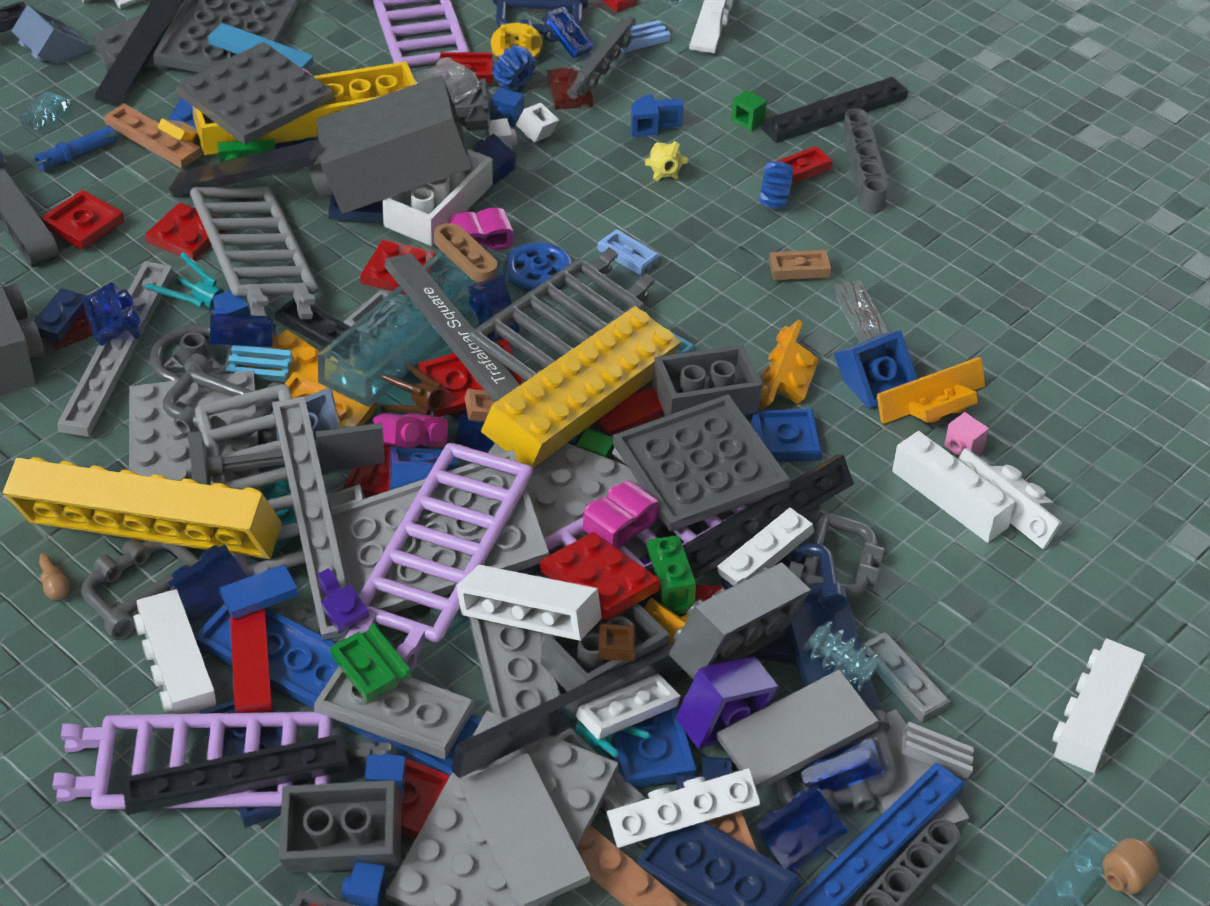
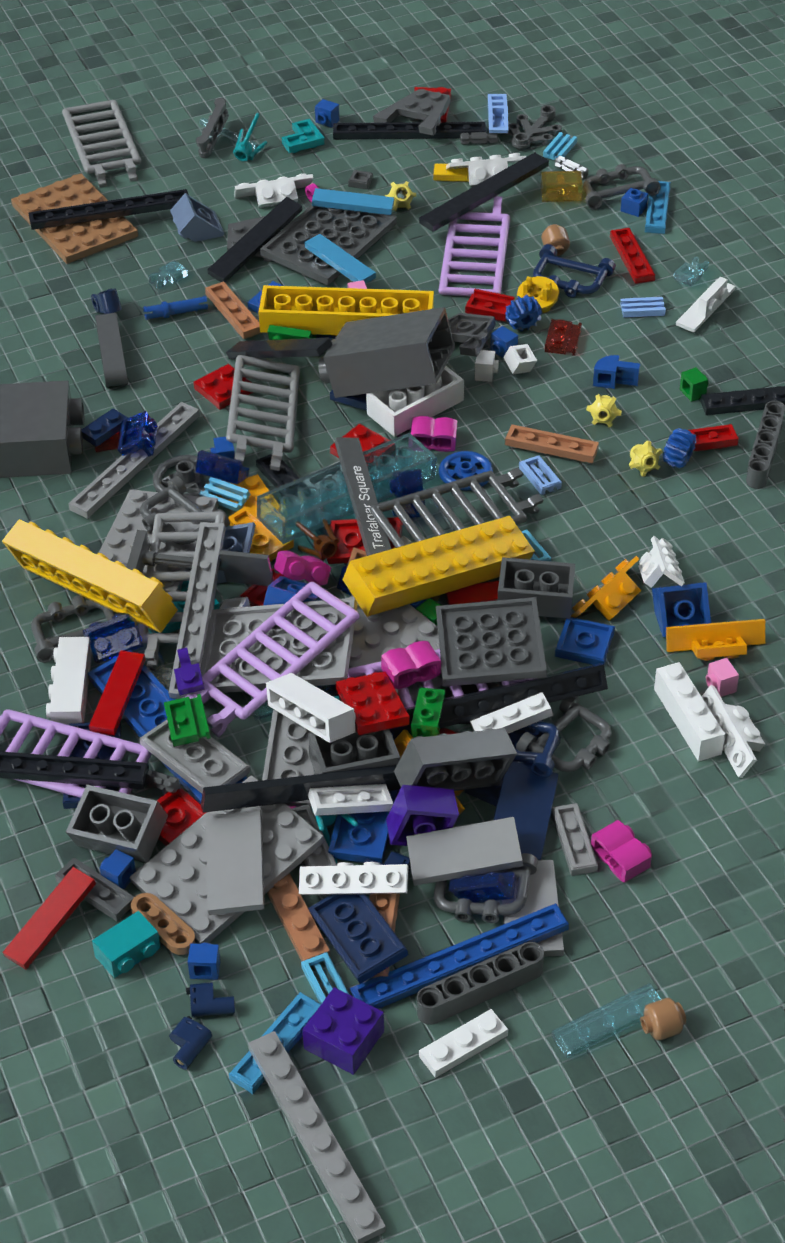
camera: 25 degrees right, 0 degrees up
(55, 583) = (17, 610): medium nougat bar -> none
(82, 219) = (155, 361): red plate -> none
(179, 130) = (247, 308): yellow tile -> none
(202, 291) = (211, 430): teal plant -> none
(254, 92) = (308, 292): dark grey plate -> none
(258, 591) = (139, 652): blue tile -> none
(387, 768) = (166, 796): blue plate -> none
(458, 78) = (463, 313): clear brick -> none
(465, 252) = (402, 446): medium nougat plate -> none
(502, 156) = (474, 380): clear blue brick -> none
(568, 32) = (581, 292): clear blue plate -> none
(602, 58) = (596, 318): dark grey plate -> none
(616, 642) = (356, 751): reddish brown tile -> none
(624, 212) = (552, 443): none -> nougat plate
(741, 204) = (644, 457): none -> light yellow rock
(799, 264) = (666, 514): medium nougat plate -> none
(801, 828) = (433, 919): clear blue bracket -> none
(828, 322) = (658, 562): none -> white bracket
(842, 655) = (524, 809): clear light blue piece -> none
(859, 310) = (696, 560): clear tile -> none
(933, 747) = (567, 895): light grey tile -> none
(968, 675) = (621, 850): none -> dark pink brick
(1098, 706) = (709, 900): white brick -> none

